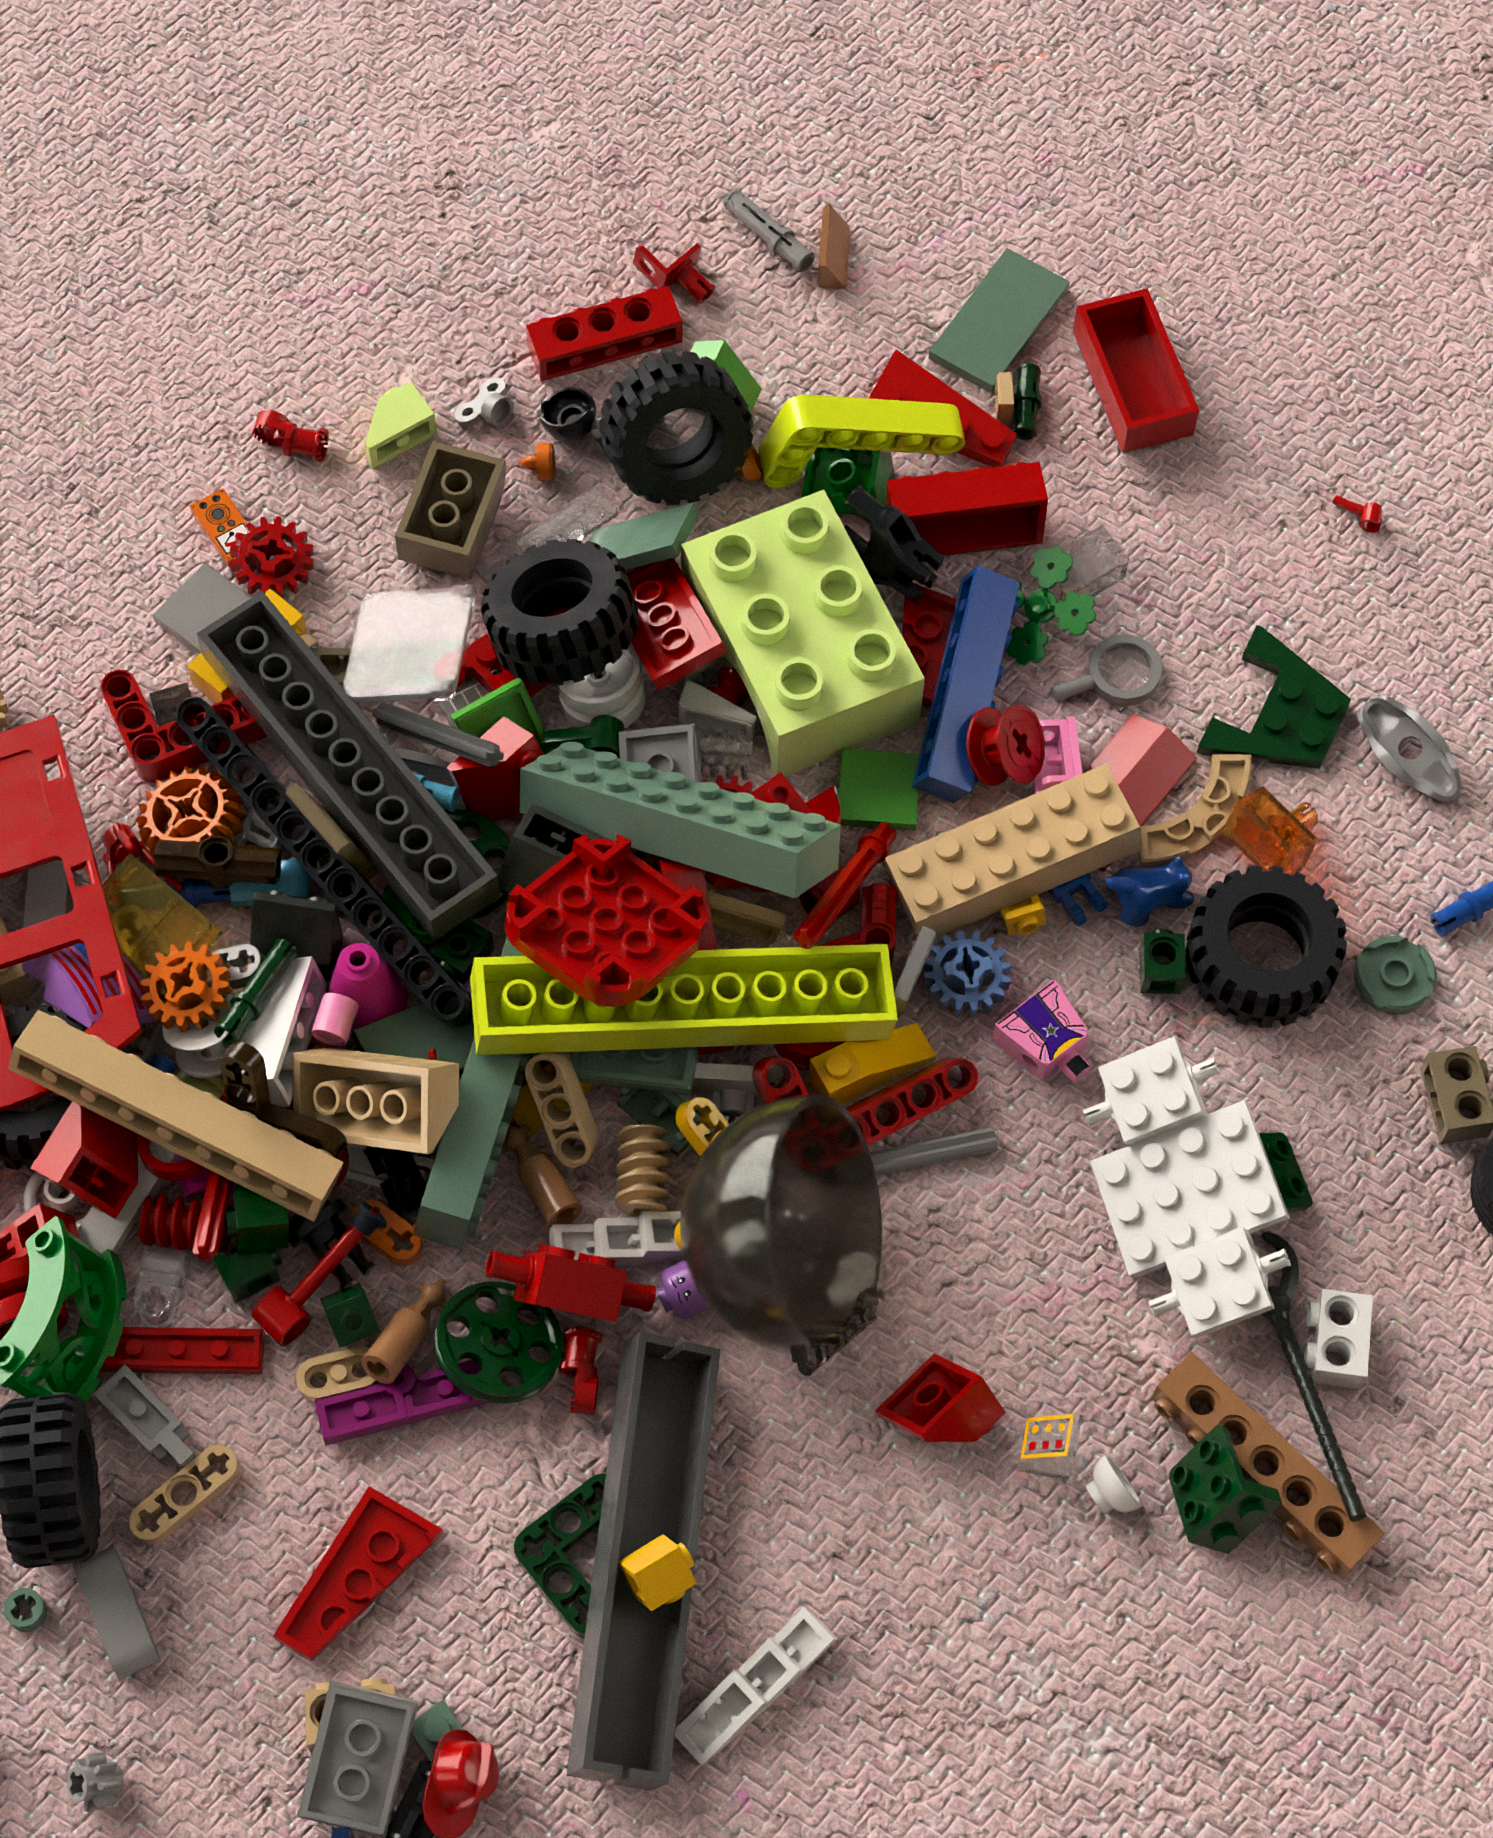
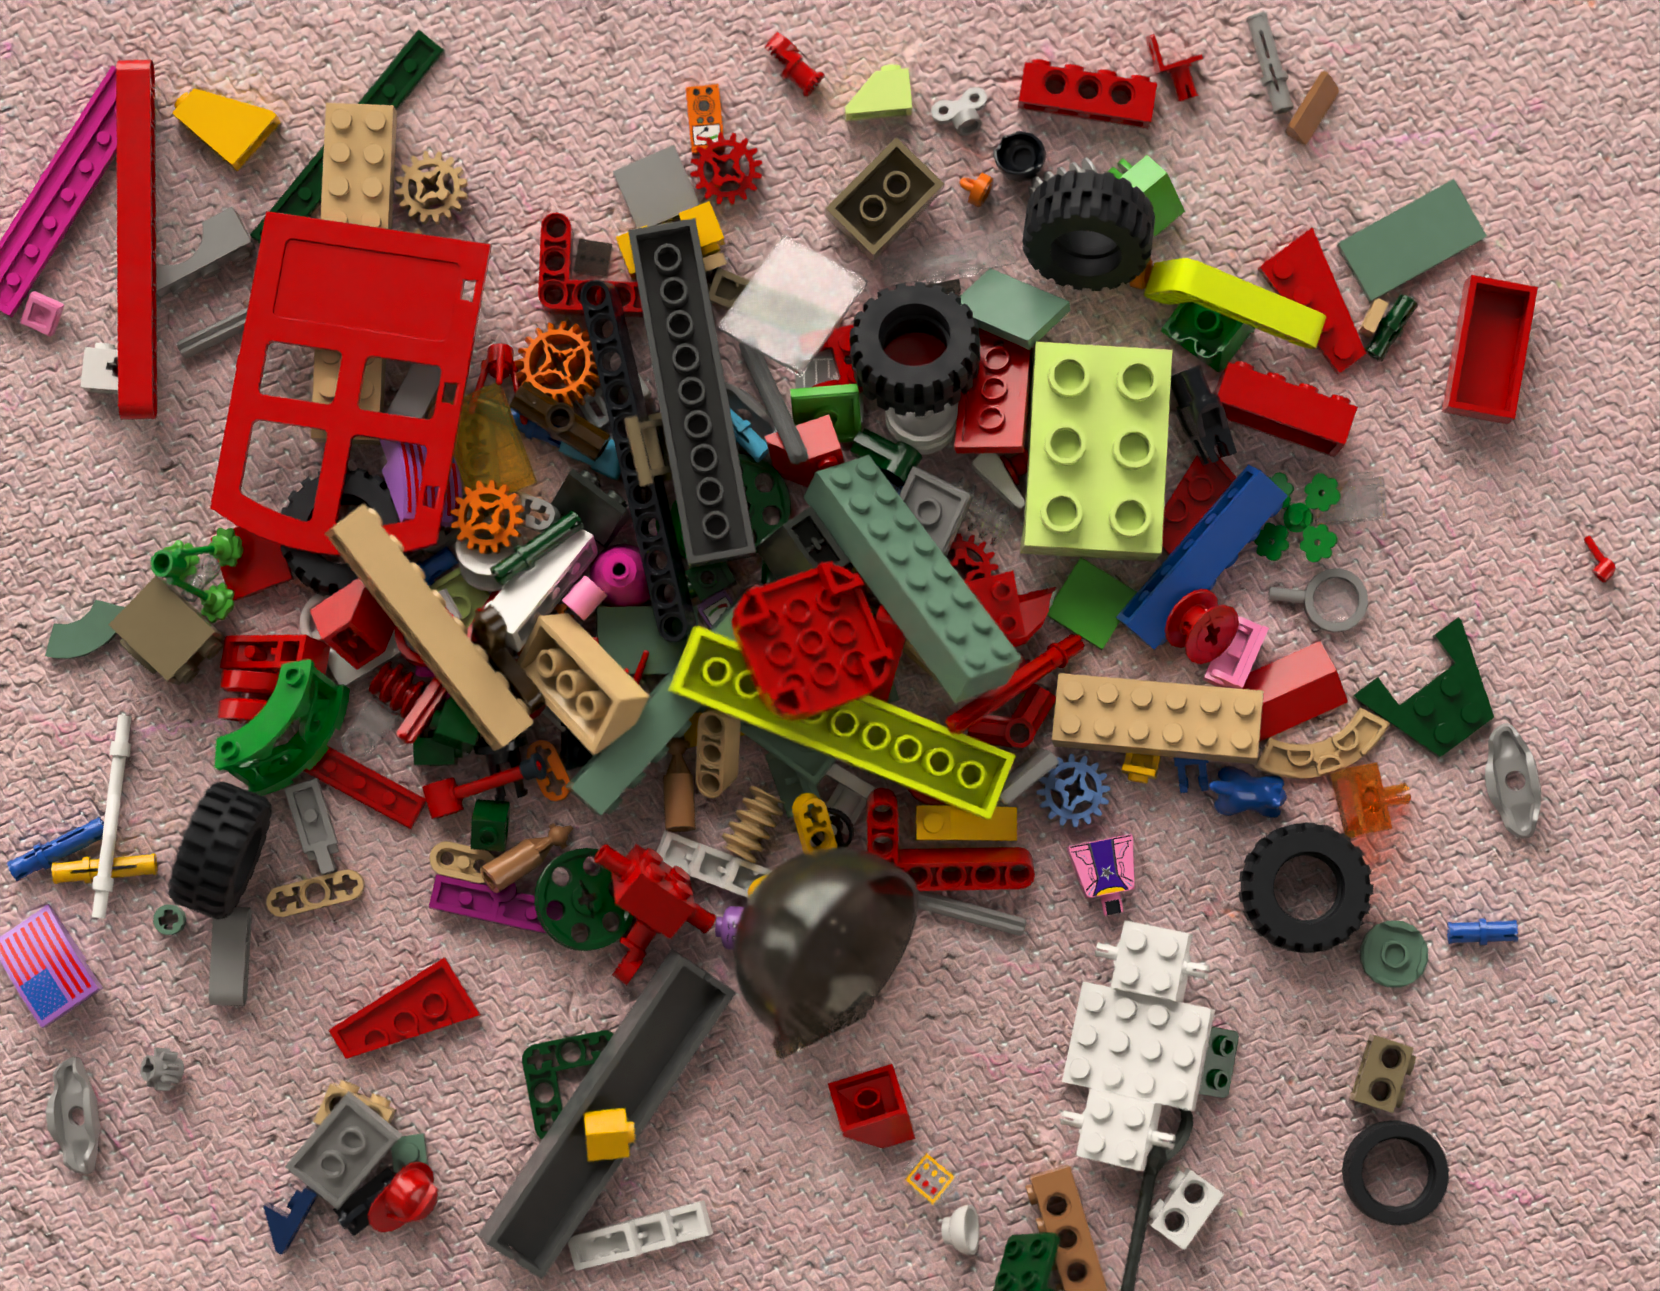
camera: 25 degrees right, 20 degrees up
(1158, 977) = (1210, 864): dark green brick -> none

